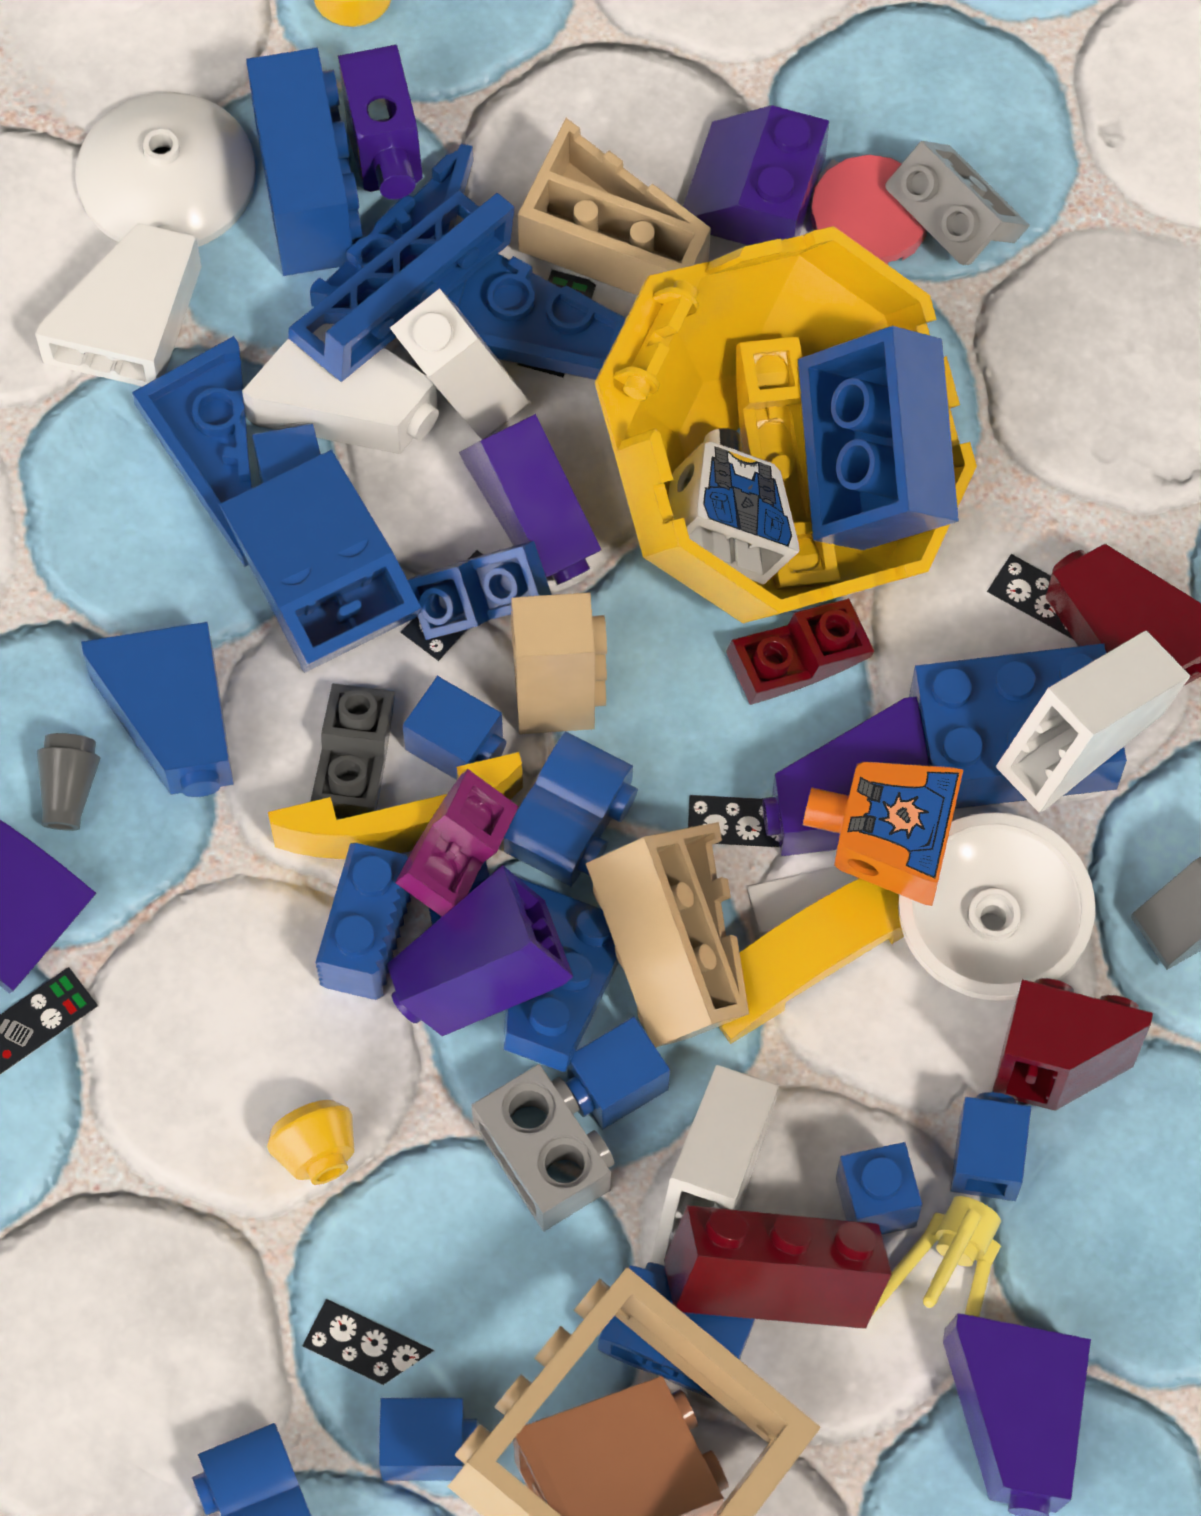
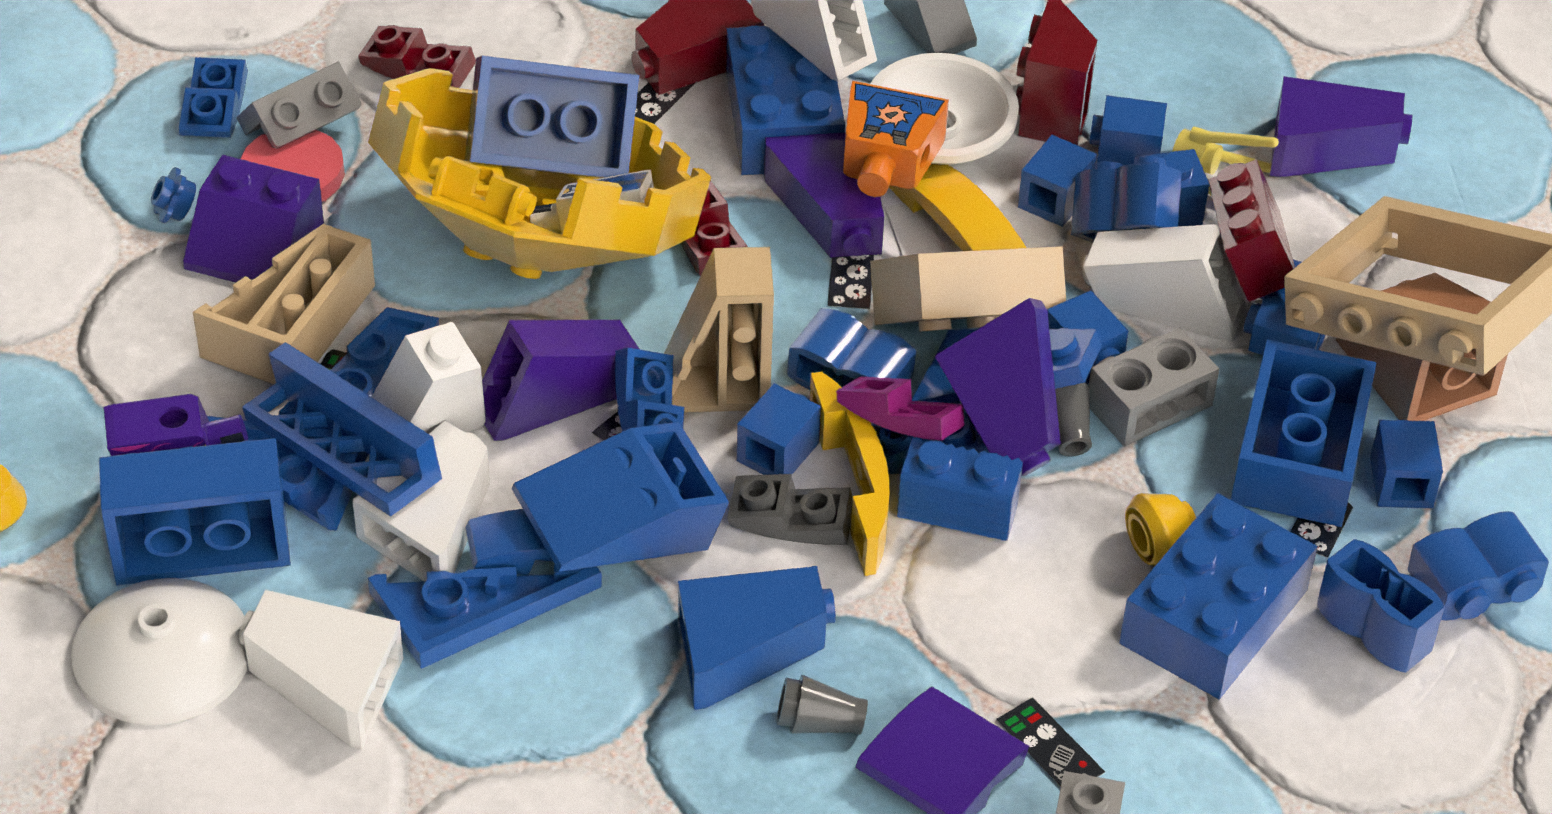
camera: 90 degrees left, 20 degrees down
(166, 1383) = (1381, 606): none -> blue brick
(210, 1197) = (1217, 595): none -> blue brick
(449, 1308) = (1303, 433): none -> blue brick
(483, 1055) = (1074, 419): none -> dark grey cone
(800, 93) = (173, 196): none -> blue plate
(820, 1116) = (1125, 197): none -> blue brick
(898, 1053) = (1050, 179): none -> blue brick
(977, 121) = (214, 97): none -> blue slope
(1070, 323) = (404, 51): none -> dark red slope

